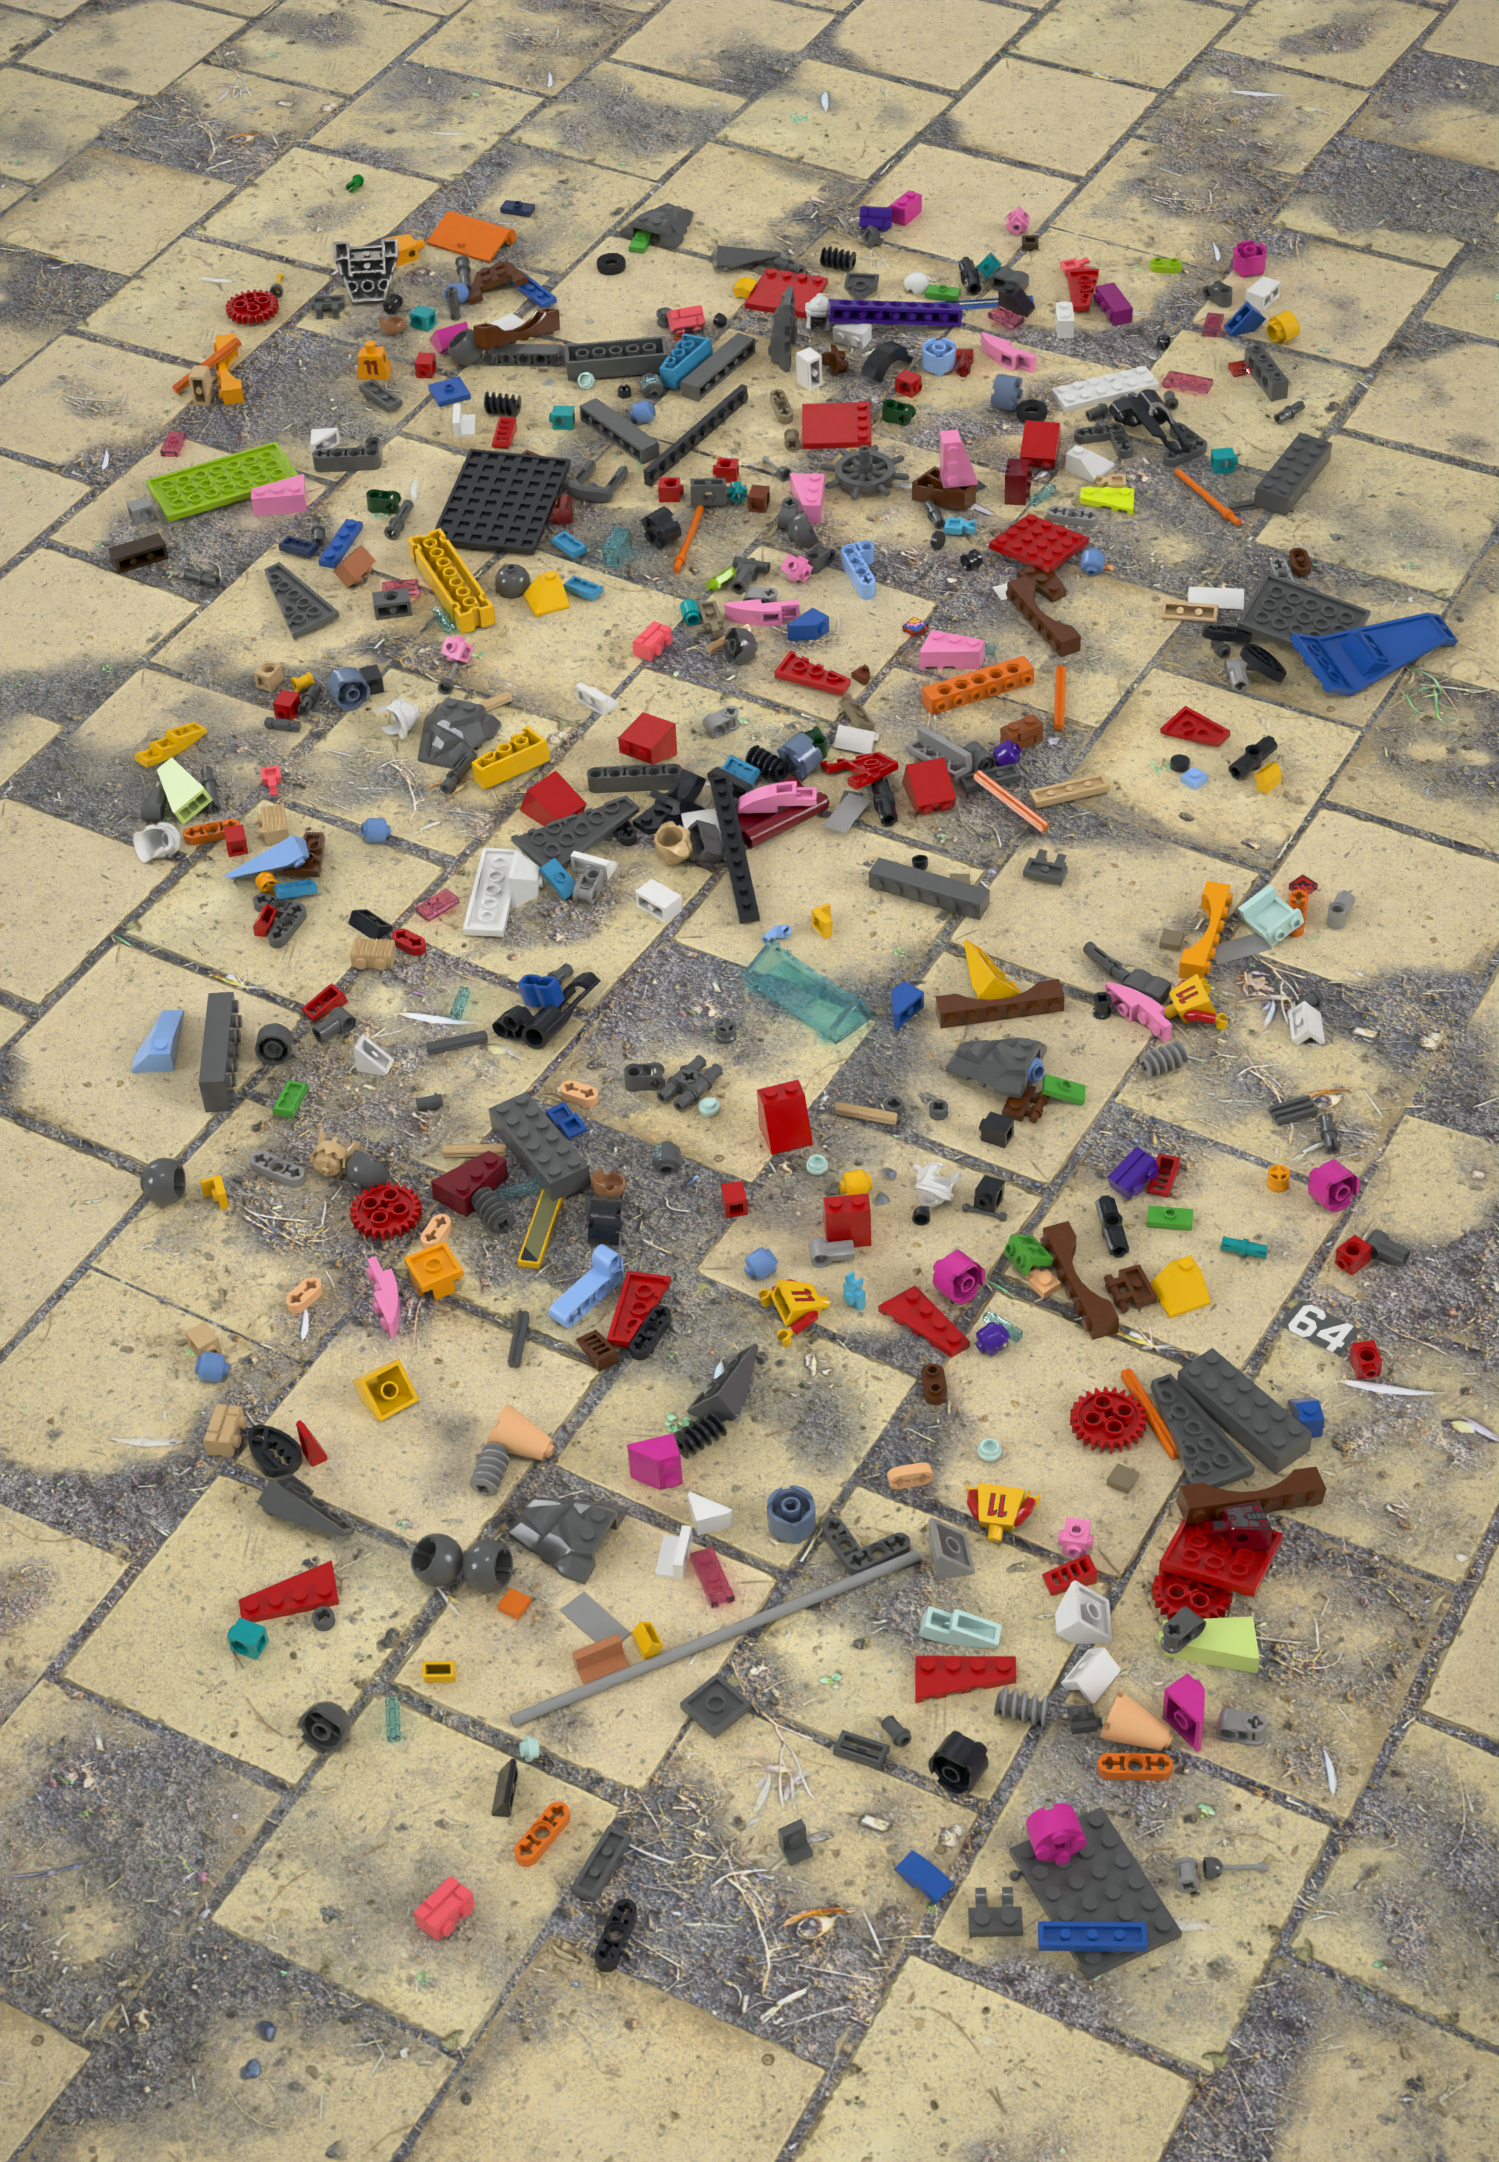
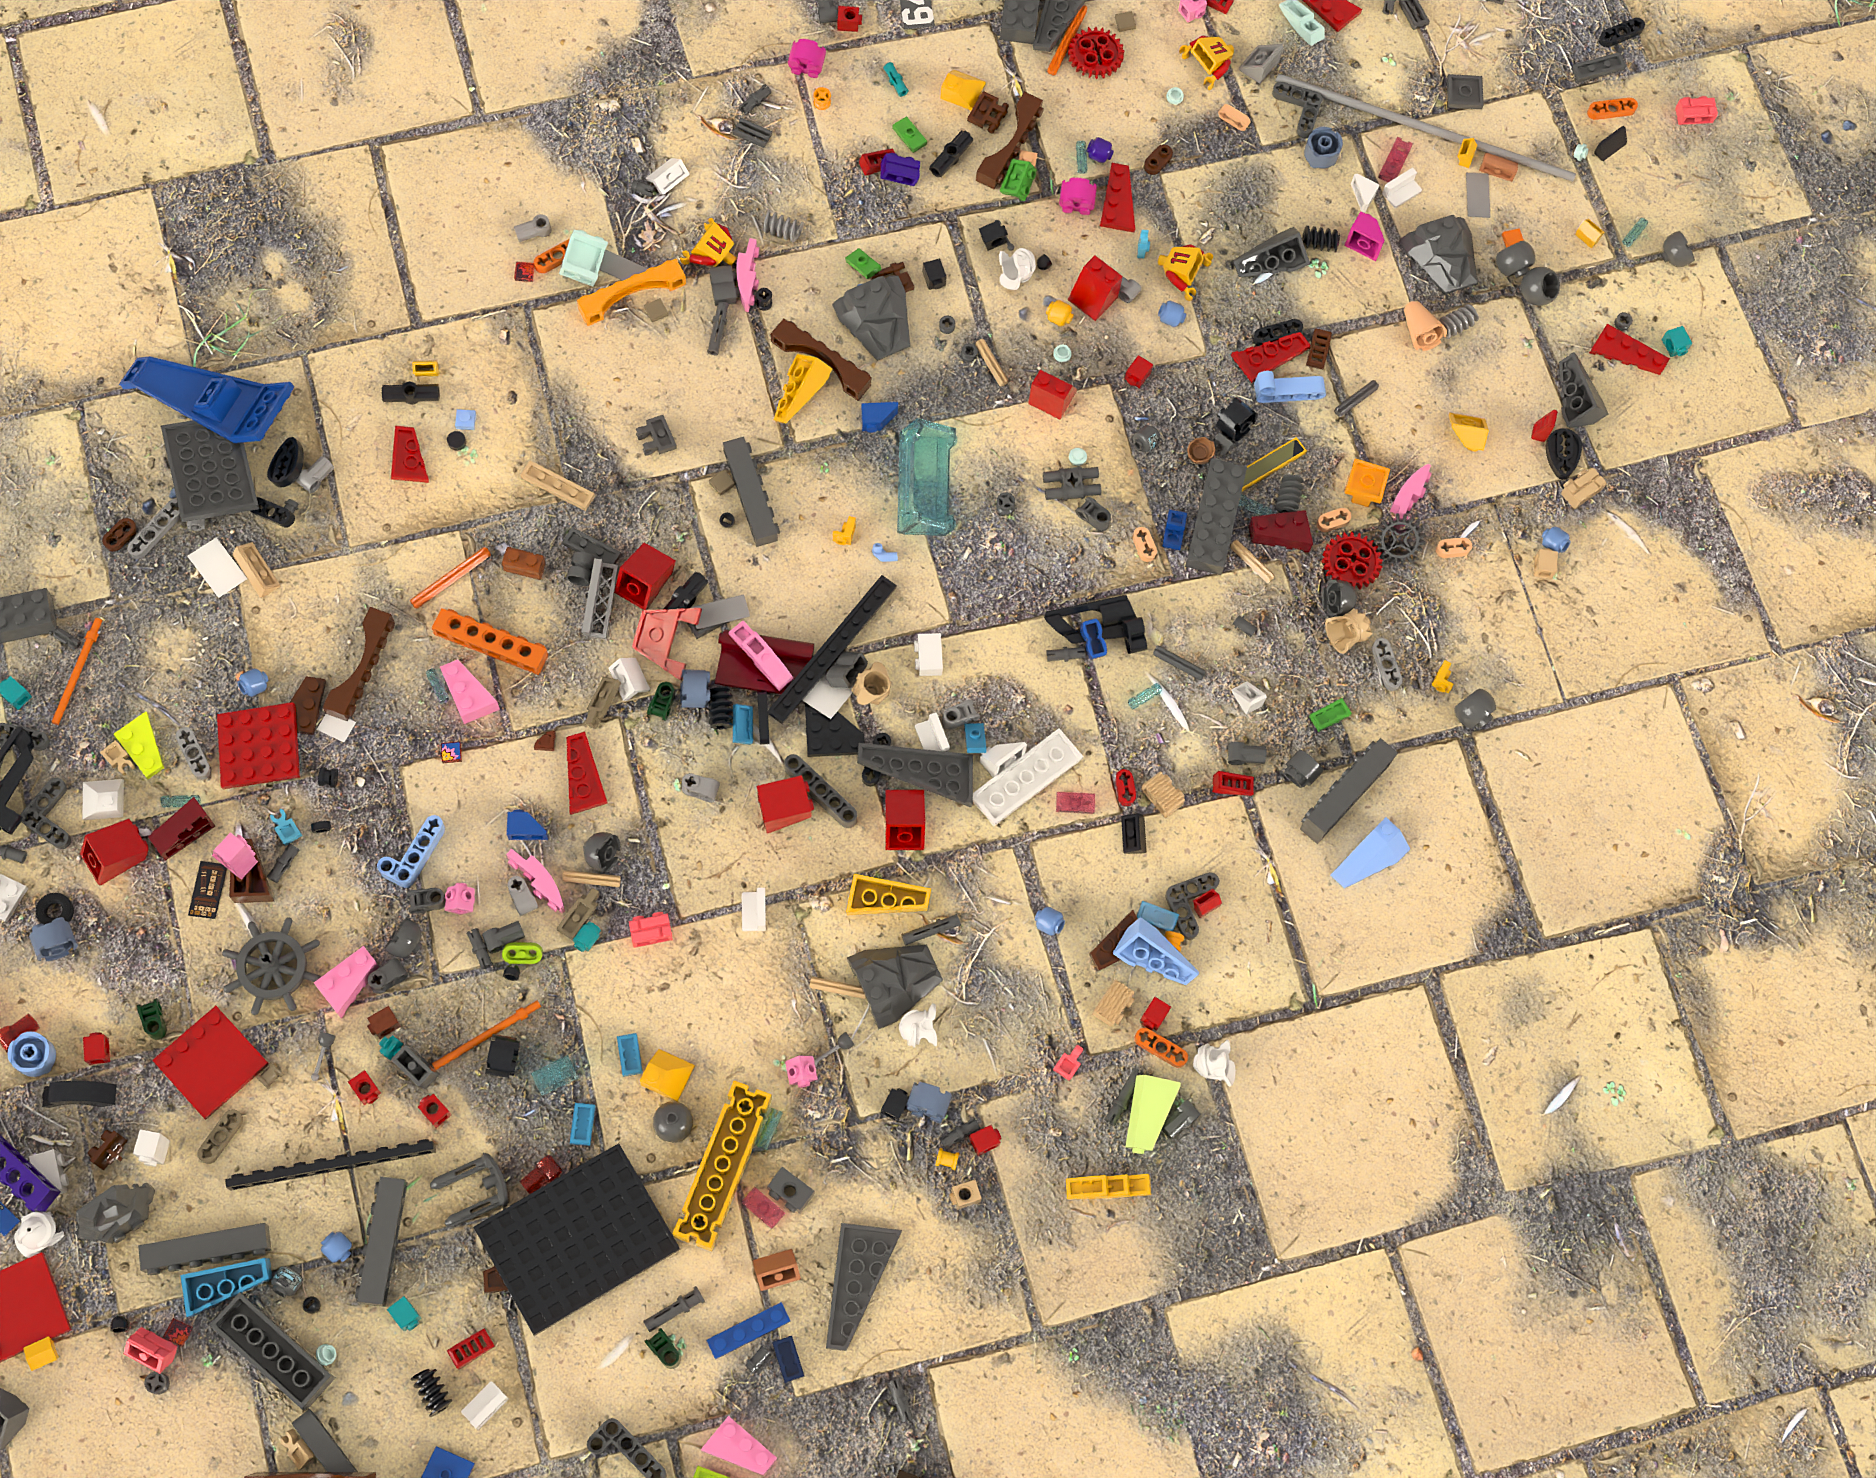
camera: 145 degrees left, 25 degrees up
(282, 724) = (1004, 1125): dark grey axle -> none
(357, 1247) = (1411, 550): none -> dark grey gear
(681, 794) = (822, 727): black arch -> none
(713, 568) = (511, 973): none -> black hinge
(1007, 753) = (559, 552): dark purple head -> none
(1011, 801) = (608, 510): orange axle -> none

